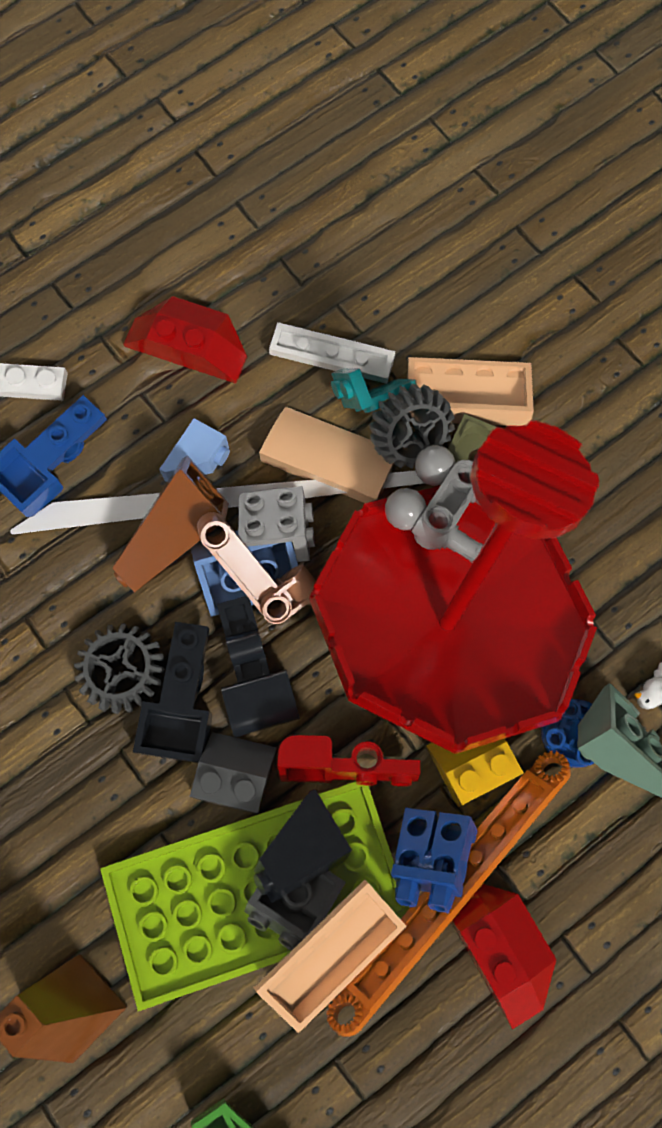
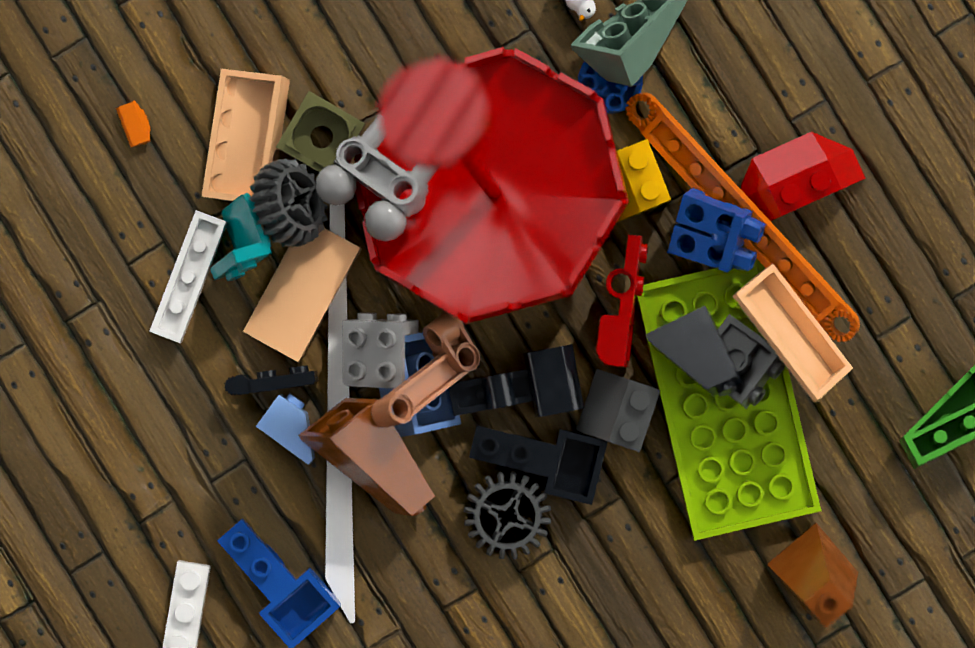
camera: 90 degrees left, 15 degrees up
(189, 337) = (153, 427): red wedge -> none
(239, 431) = (270, 381): none -> black hinge
(468, 297) = (134, 123): none -> orange piece

